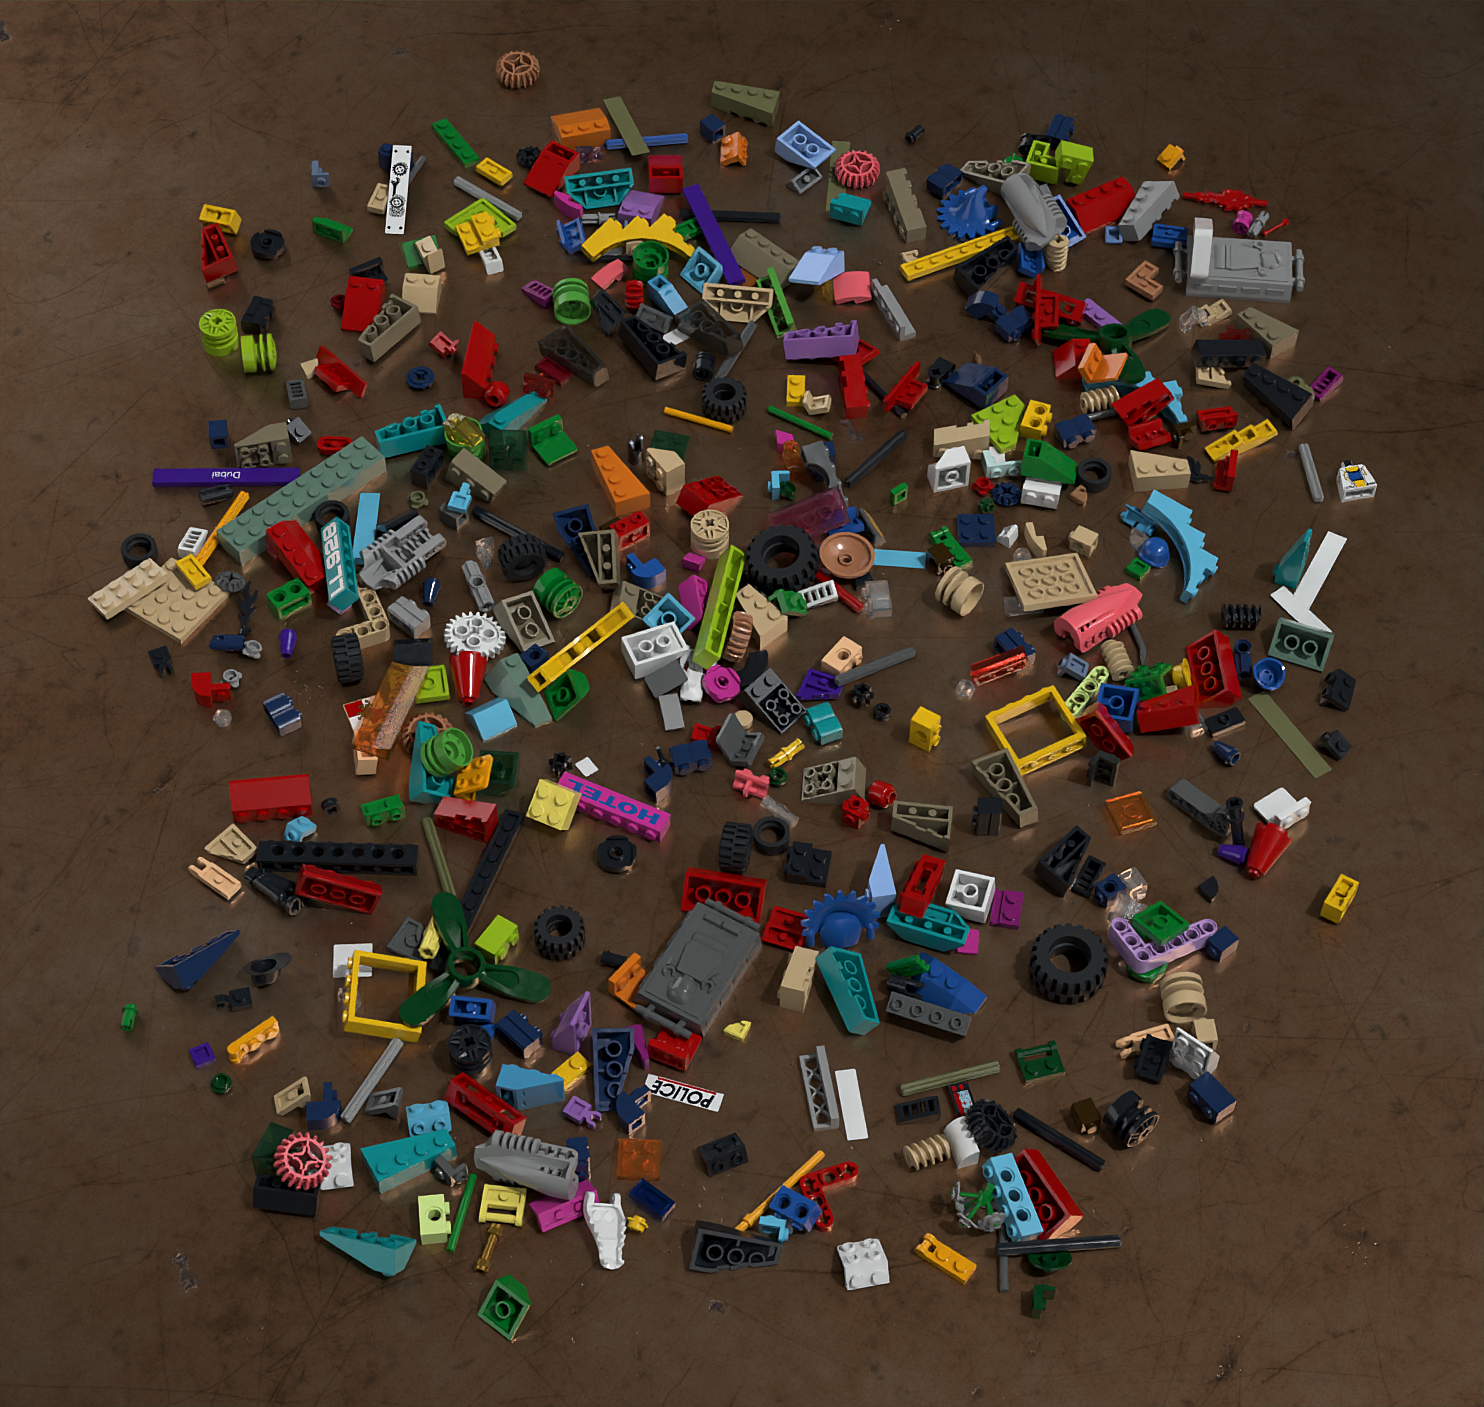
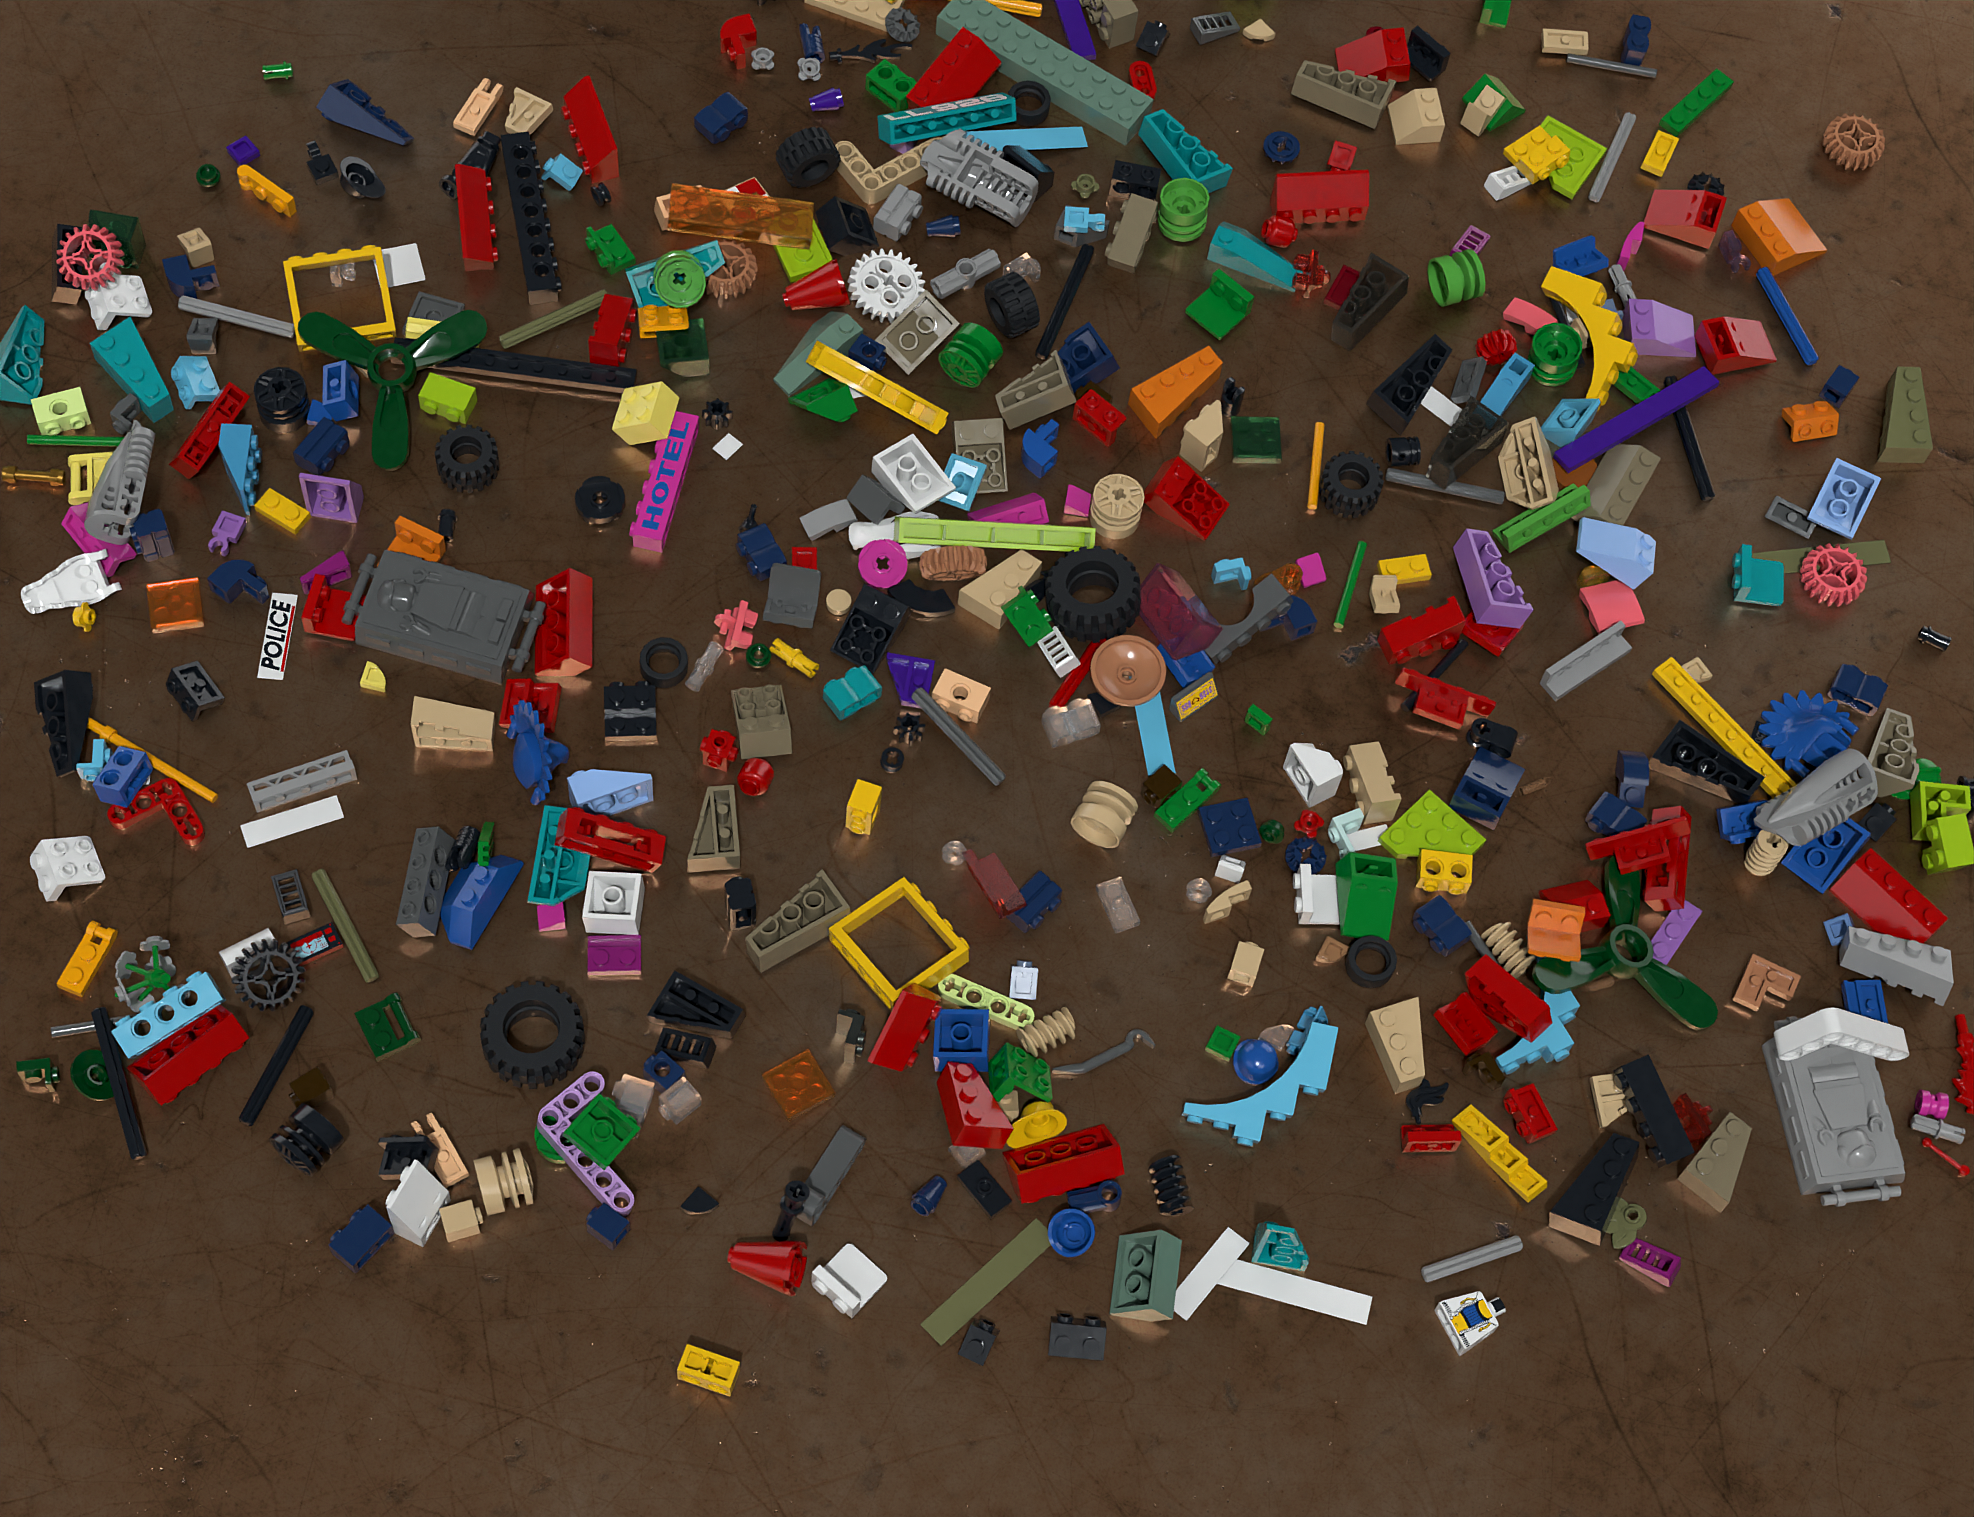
camera: 70 degrees right, 10 degrees up
(222, 721) = (704, 68): clear plate -> none
(338, 374) = (1252, 56): red bracket -> none
(398, 189) = (1581, 53): white sticker -> none
(462, 430) = (1181, 192): clear yellow slope -> none
(492, 718) = (771, 329): medium azure slope -> none
(508, 450) = (1182, 257): clear green slope -> none
(600, 188) = (1670, 271): teal wedge -> none
(606, 310) = (1458, 322): black wing -> none
(610, 1060) = (295, 544): dark blue wedge -> none
(626, 126) = (1803, 285): olive sticker -> none
(652, 1199) = (120, 627): clear blue plate -> none
(660, 779) = (716, 526): dark blue brick -> none
(735, 847) = (623, 618): black tyre -> none
(787, 489) = (1231, 591): dark green plate -> none
(850, 988) = (446, 782): teal wedge -> none
(875, 458) = (1316, 684): black axle -> none
(904, 206) = (1781, 643): dark tan wedge -> none
(926, 1151) = (226, 913): tan piece -> none
(1050, 582) = (1155, 927): tan plate -> none
(1111, 613) = (1118, 1001): coral connector -> none
(1192, 317) = (1712, 1058): clear bracket -> none
(1217, 311) = (1735, 1086): tan slope -> none
(1234, 853) = (762, 1224): dark purple cone -> none

